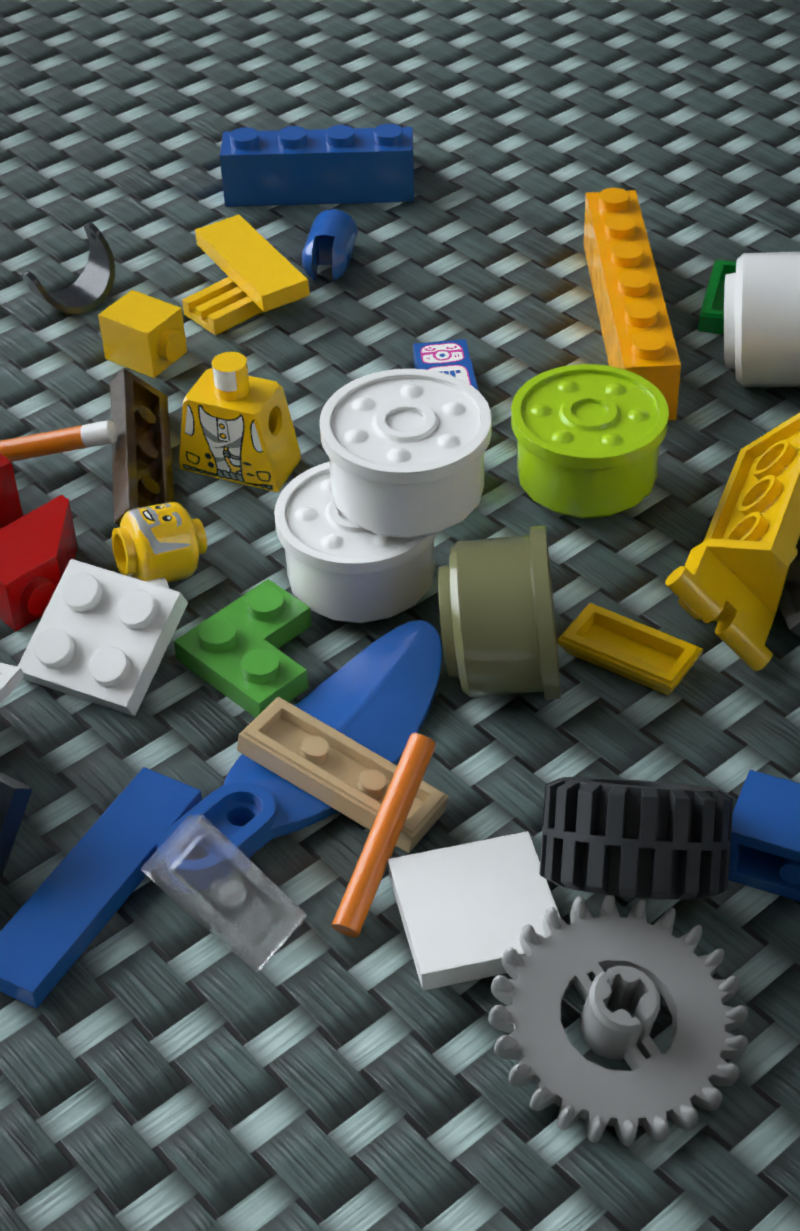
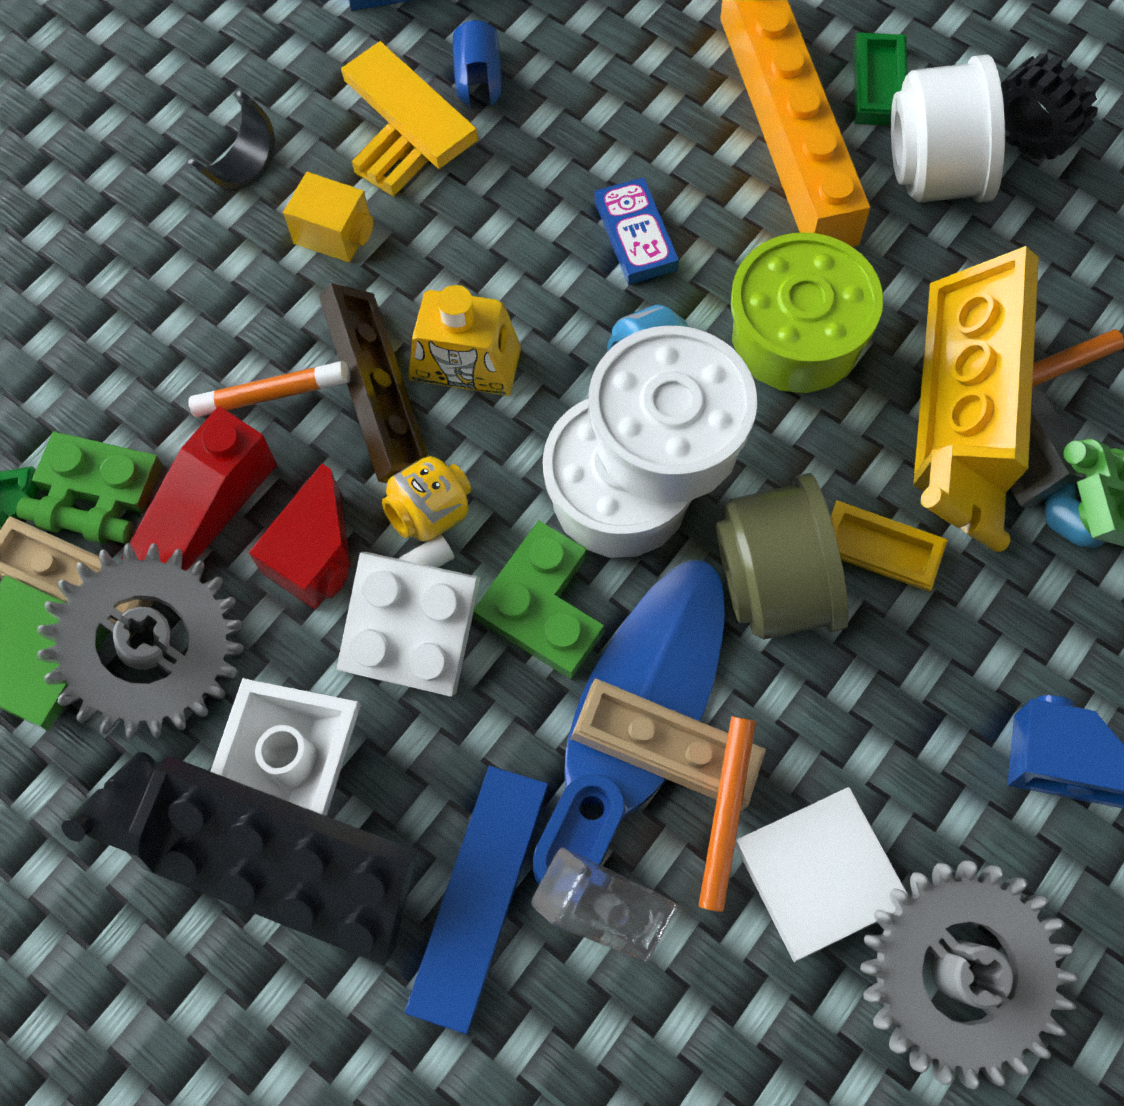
camera: 10 degrees left, 25 degrees up
(636, 838) = (959, 806): black tyre -> none

